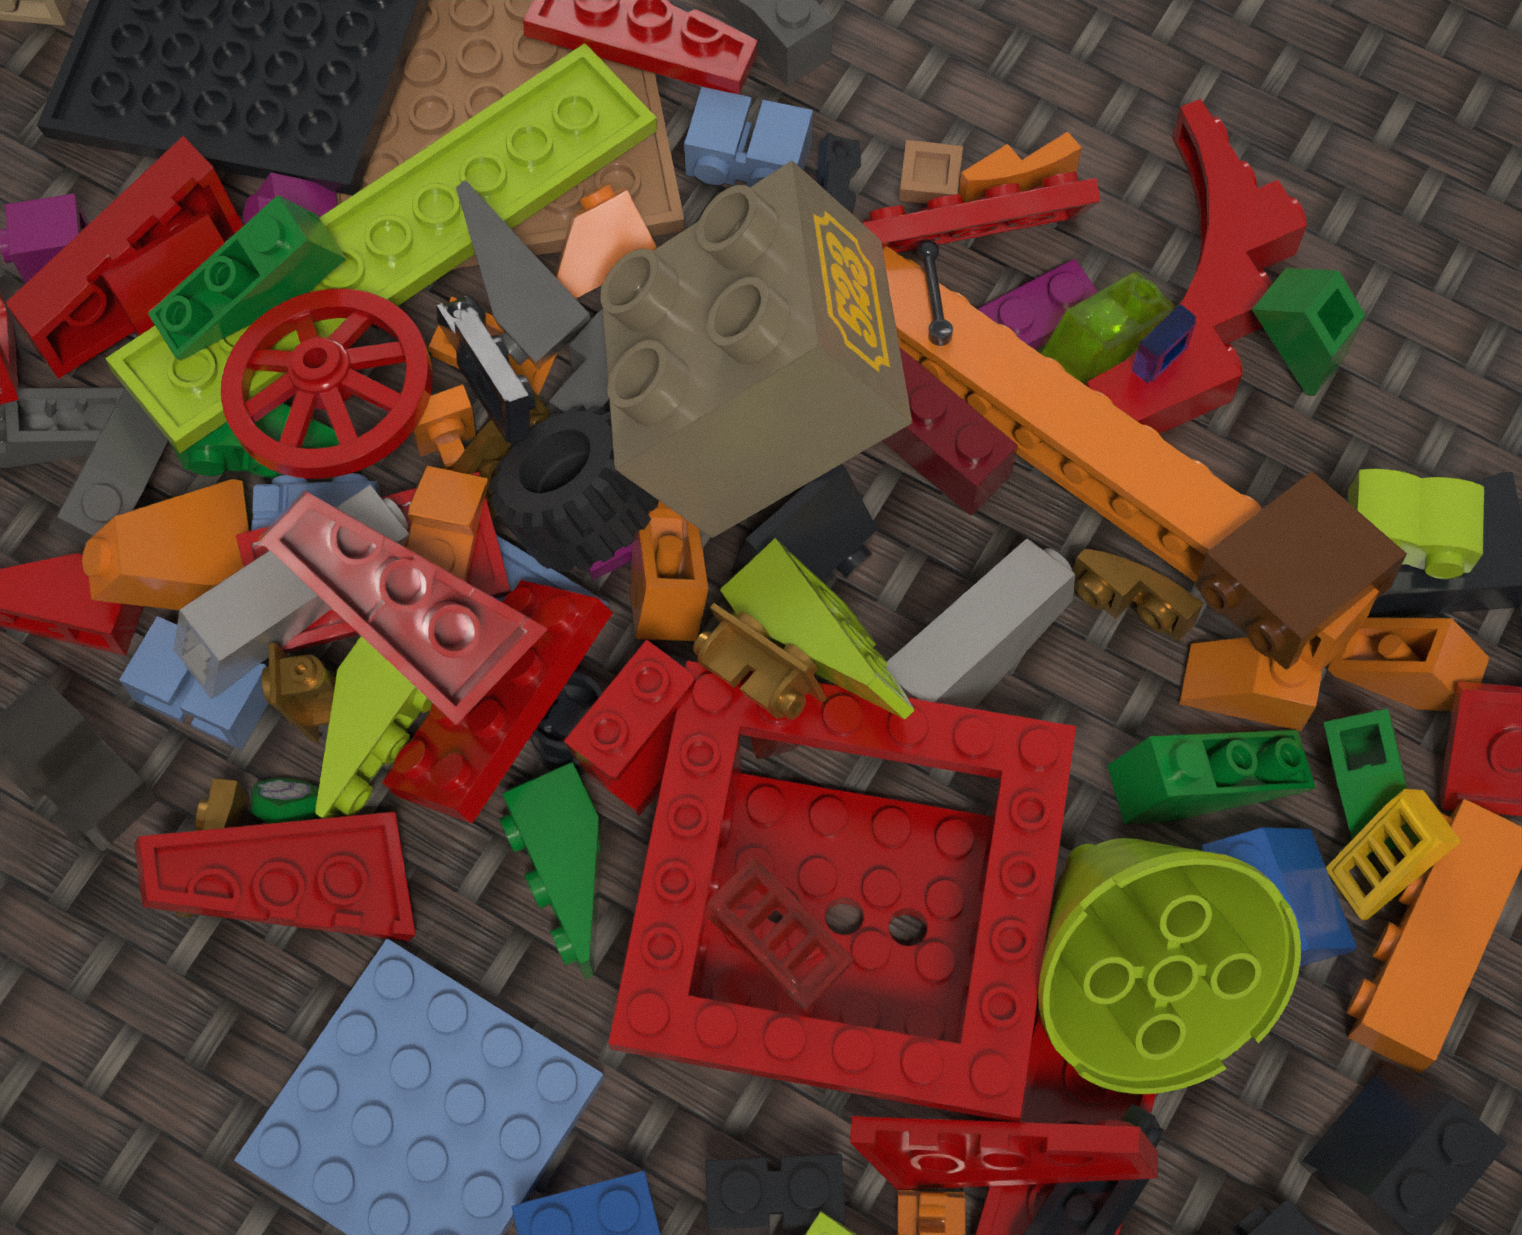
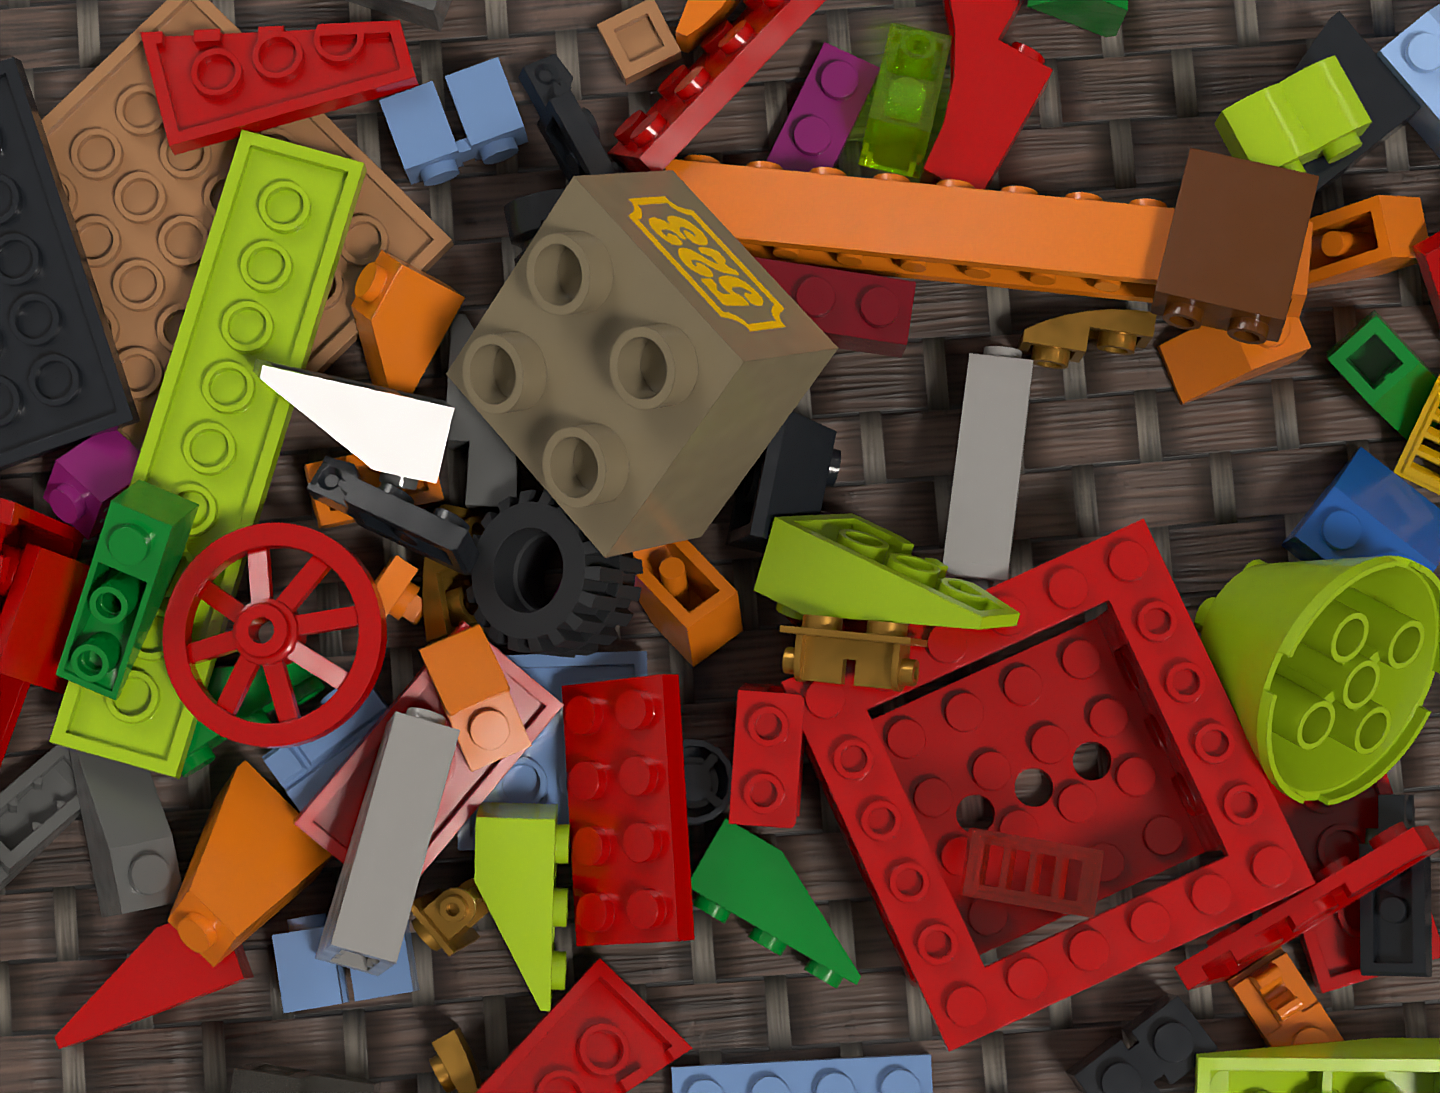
camera: 35 degrees left, 15 degrees up
(284, 800) = (499, 1013): green tile -> none
(413, 612) = (523, 804): red wedge -> none
(940, 330) = (777, 216): black hinge -> none
(1164, 344) = (975, 93): clear blue tile -> none
(1207, 774) = (1252, 457): green slope -> none

